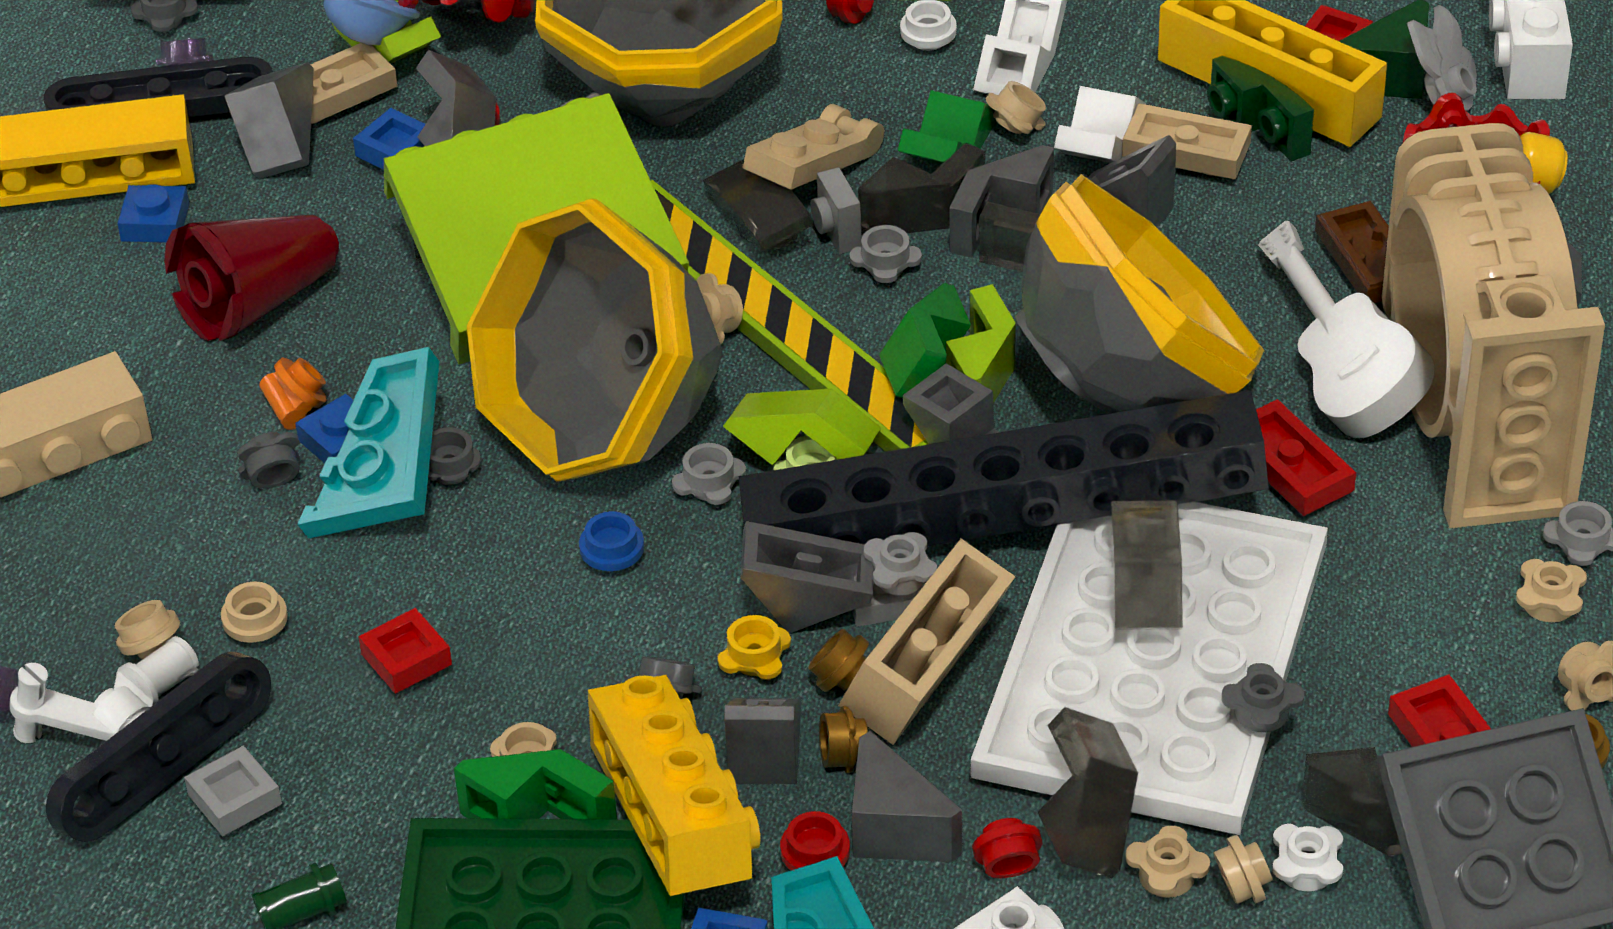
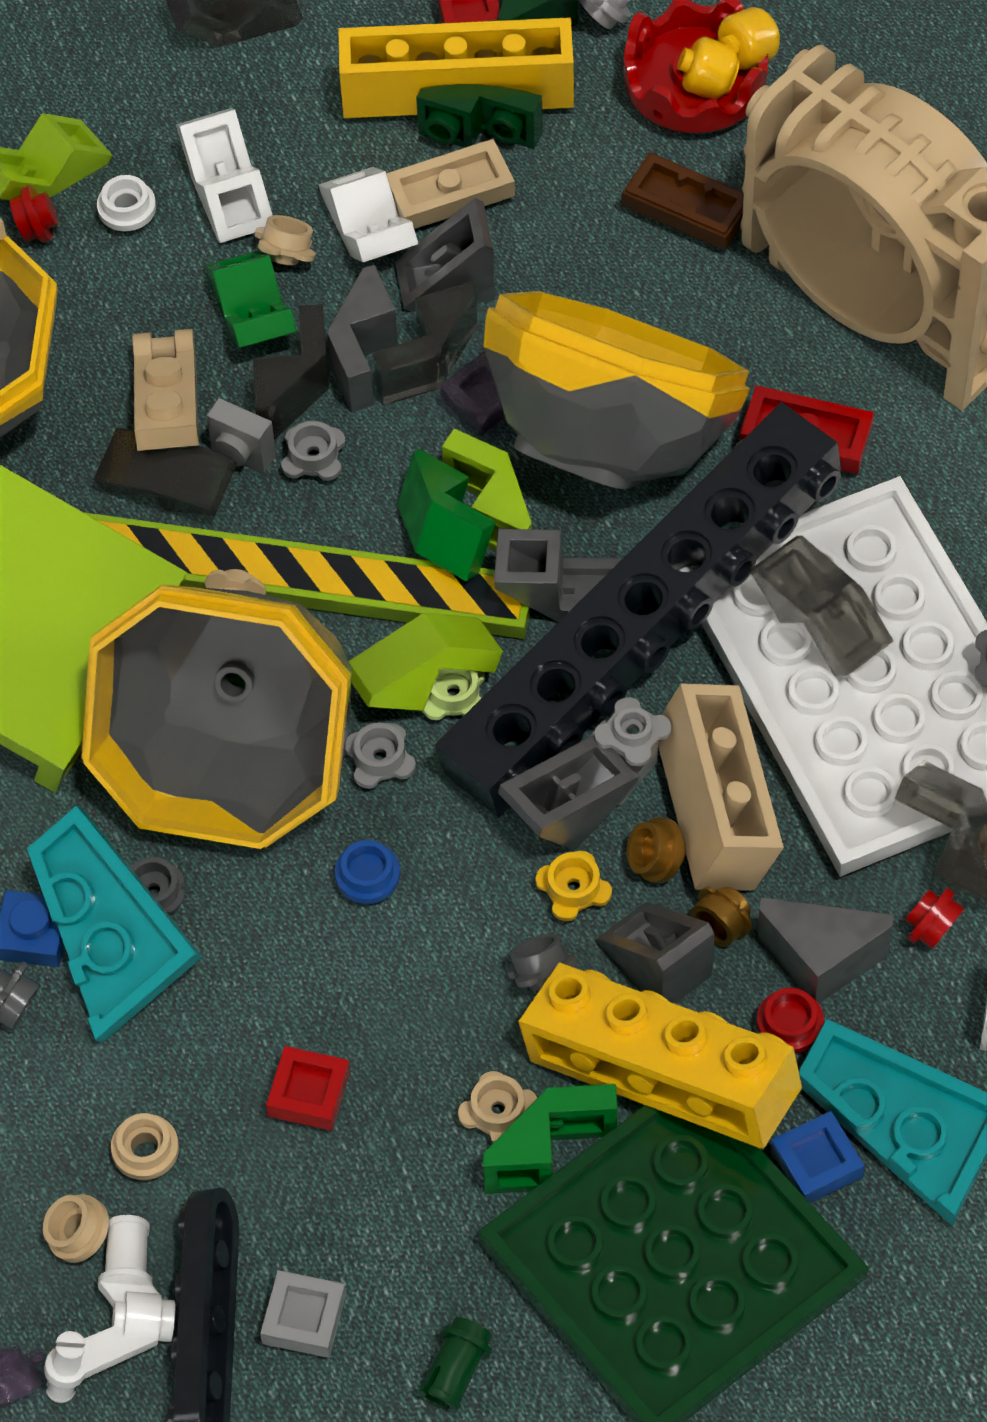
camera: 40 degrees left, 15 degrees up
(1361, 362) = (798, 313): white piece -> none

